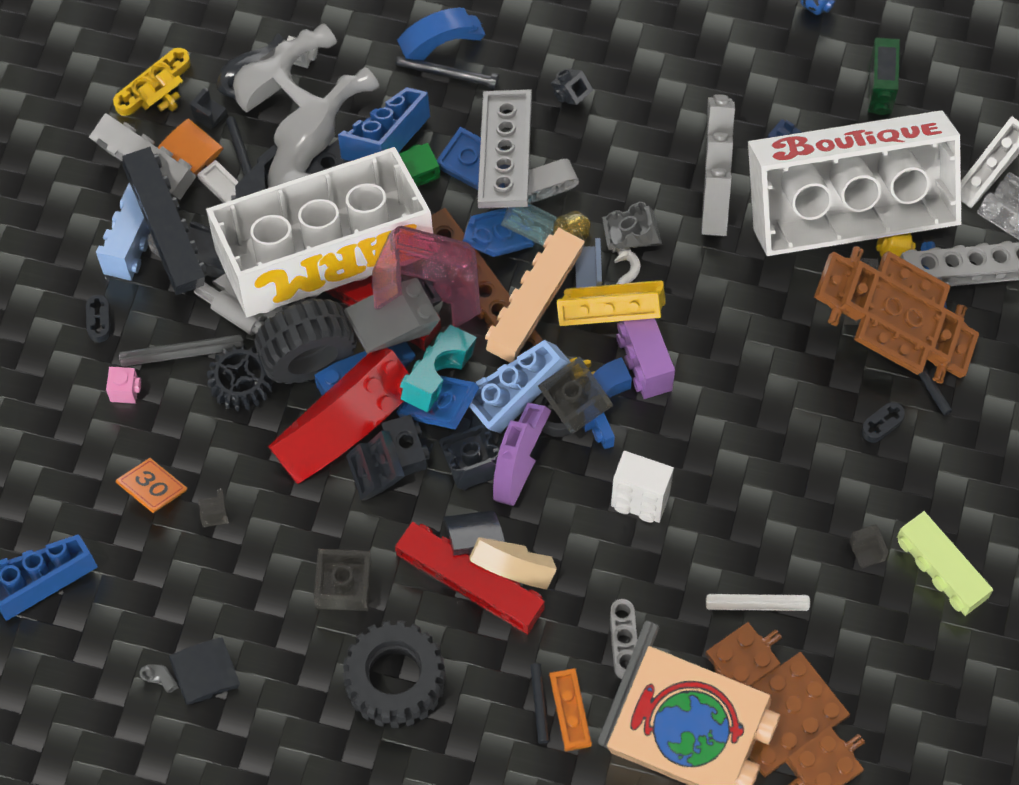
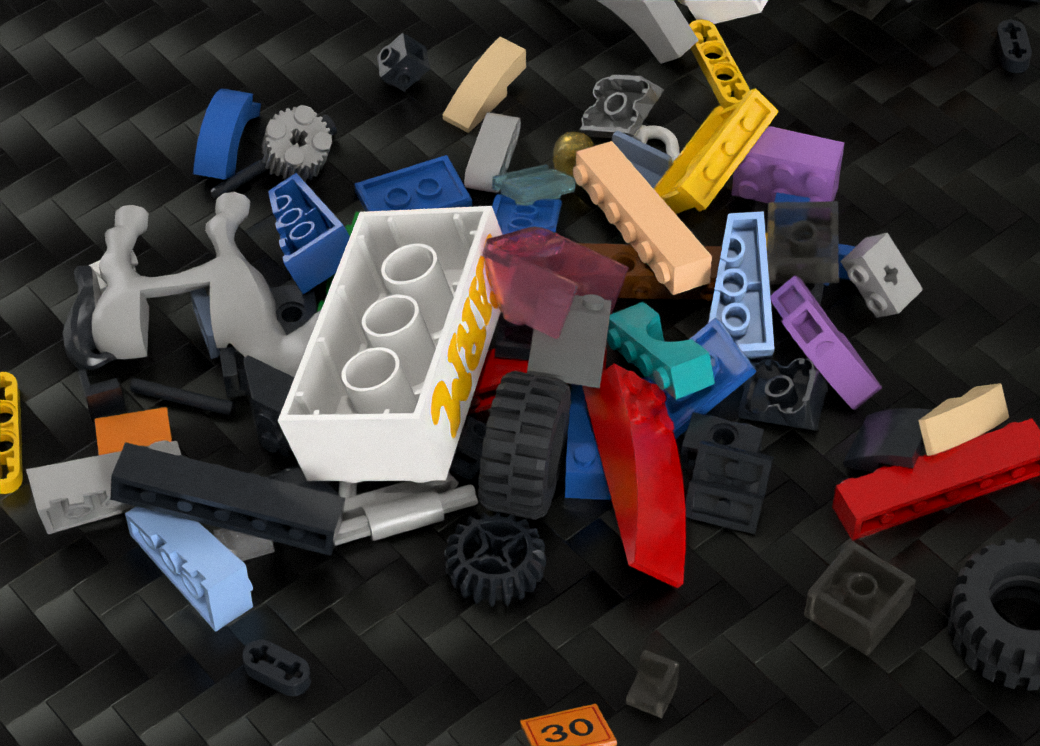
camera: 55 degrees left, 15 degrees down
(123, 385) = (400, 686): bright pink brick -> none
(168, 83) = (37, 424): yellow hips -> none
(179, 350) = (399, 605): dark grey axle -> none
(218, 181) = (213, 439): white tile -> none
(445, 67) = (296, 143): none -> light grey brick
(517, 156) = (443, 142): light grey plate -> none
(593, 142) = (485, 84): none -> tan slope
(594, 469) = (881, 275): none -> light grey brick
(641, 487) = (960, 250): white brick -> none
(718, 259) = (715, 67): none -> yellow beam

